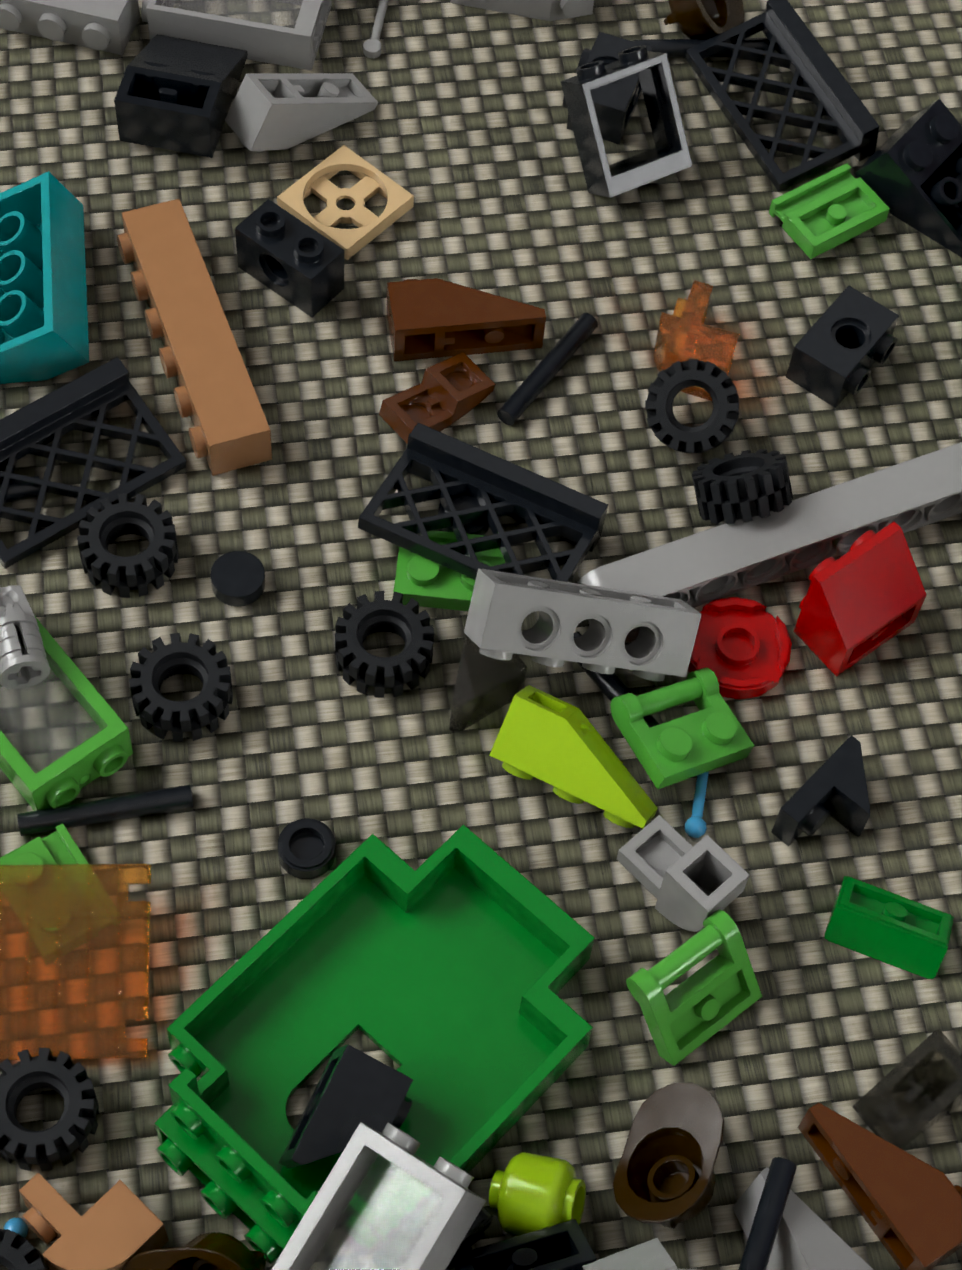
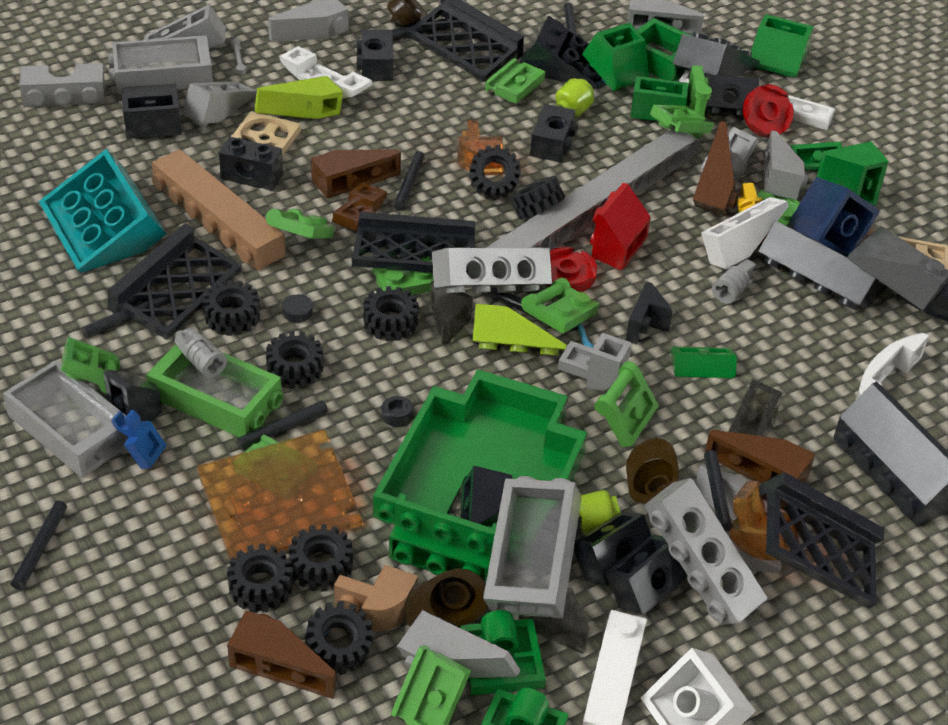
camera: 20 degrees left, 15 degrees down
(313, 428) = (298, 223): none -> bright green plate
(436, 148) = (302, 98): none -> lime slope
(496, 106) = (304, 66): none -> white slope
(663, 113) = (414, 54): black window -> none
(917, 281) = (575, 95): none -> lime head

